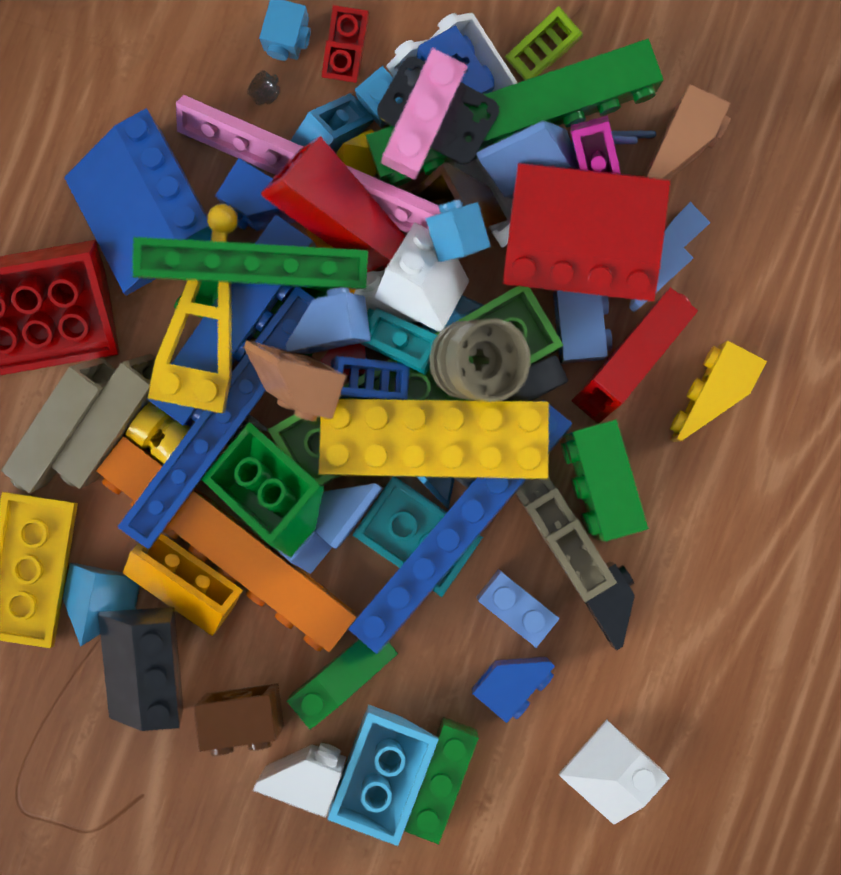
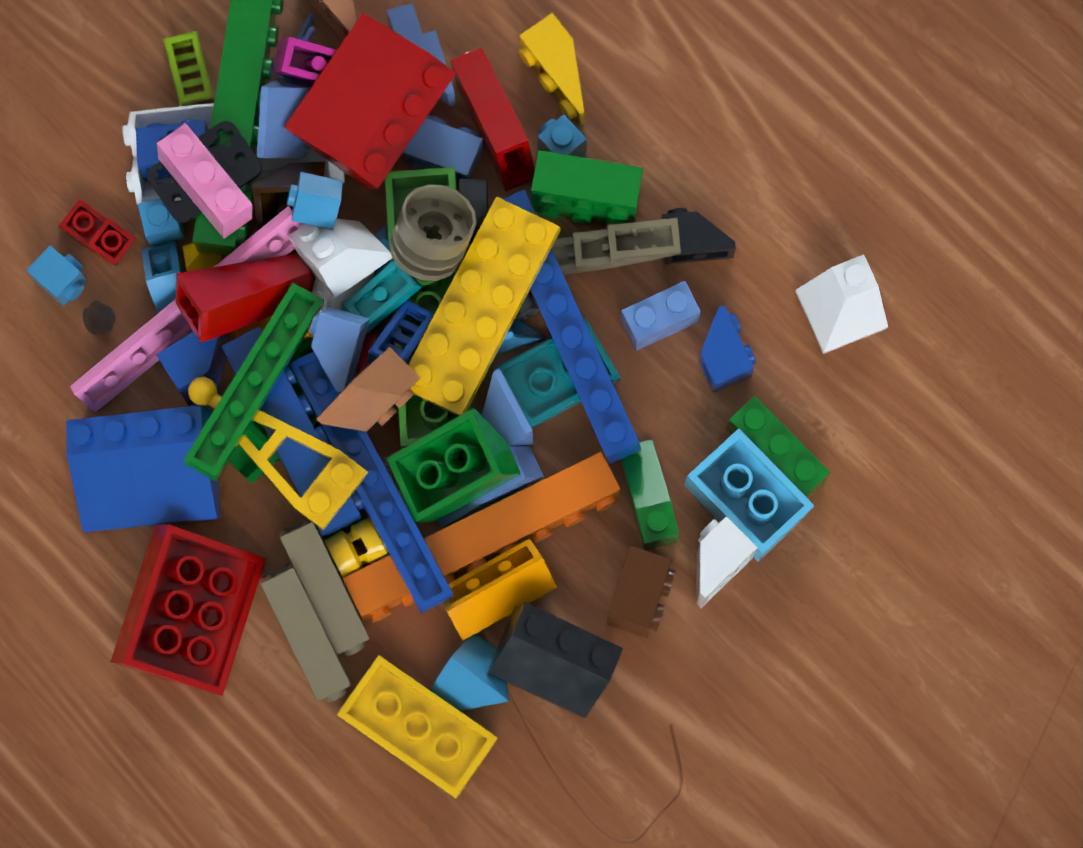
camera: 65 degrees left, 10 degrees down
(643, 431) = (562, 138): none -> dark azure brick

